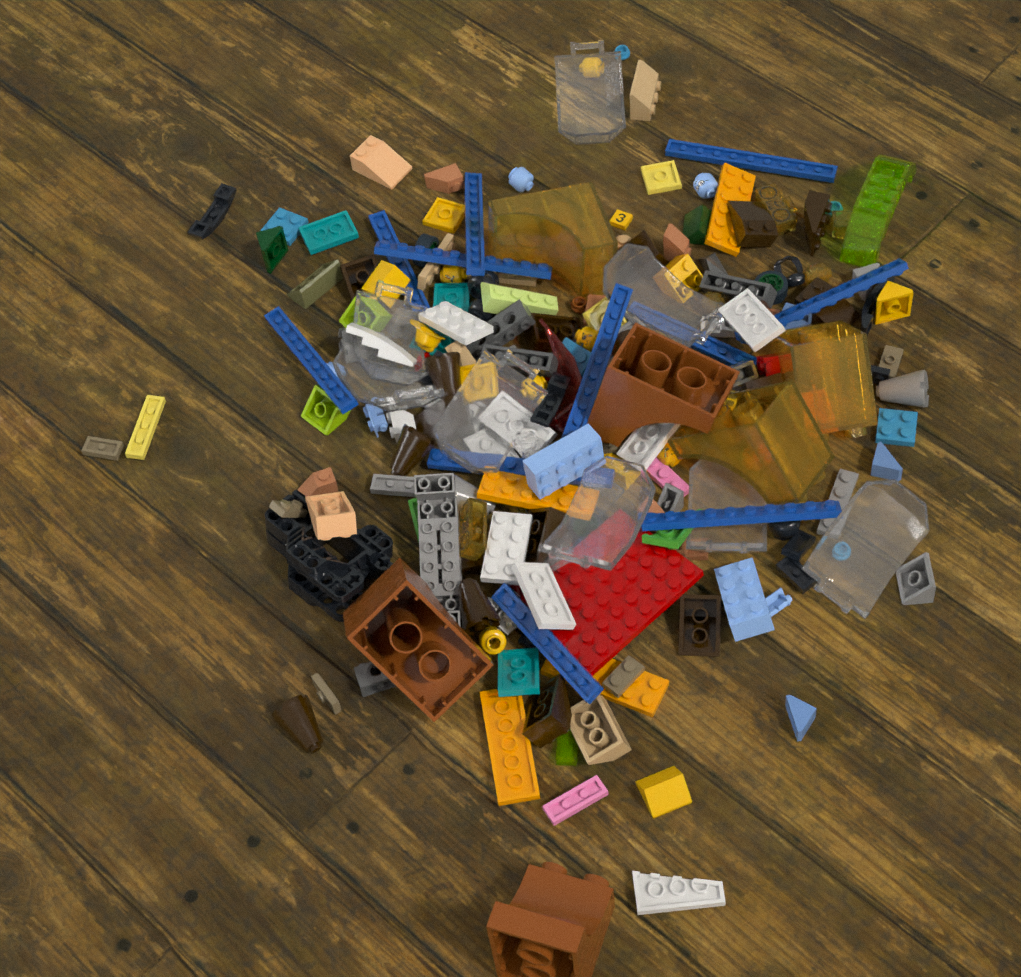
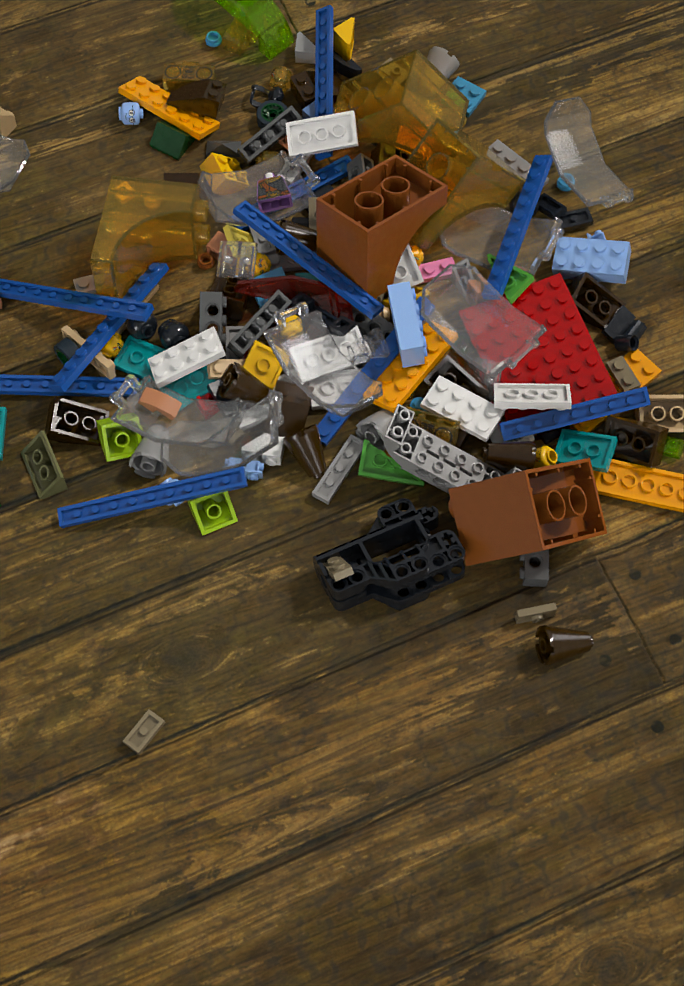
camera: 75 degrees left, 10 degrees up
(145, 427) = (139, 681): light yellow plate -> none
(319, 483) = (301, 545): nougat slope -> none
(331, 515) = (367, 531): light nougat slope -> none
(387, 348) = (190, 421): white slope -> none
(390, 275) = (91, 402): yellow slope -> none
(400, 323) = (159, 401): none -> nougat slope
(425, 336) = (186, 389): yellow piece -> none
(445, 215) = (26, 327): yellow tile -> none
(497, 298) = (183, 300): yellowish green slope -> none
(521, 179) = (26, 248): light blue head -> none
(578, 317) = (237, 259): none -> clear slope
(661, 177) = (93, 144): light yellow tile -> none
(668, 314) = (273, 193): none -> torso
(675, 243) = (187, 160): nougat slope -> none
(679, 671) = (630, 339): none -> black piece
(688, 656) = (618, 323): none -> black tile
(751, 160) = (118, 73): blue plate -> none
(768, 364) = (366, 147): red brick -> none
(816, 217) = (226, 53): dark brown slope -> none
(885, 465) = (497, 117): medium blue slope -> none
(916, 581) = (619, 143): light grey slope -> none

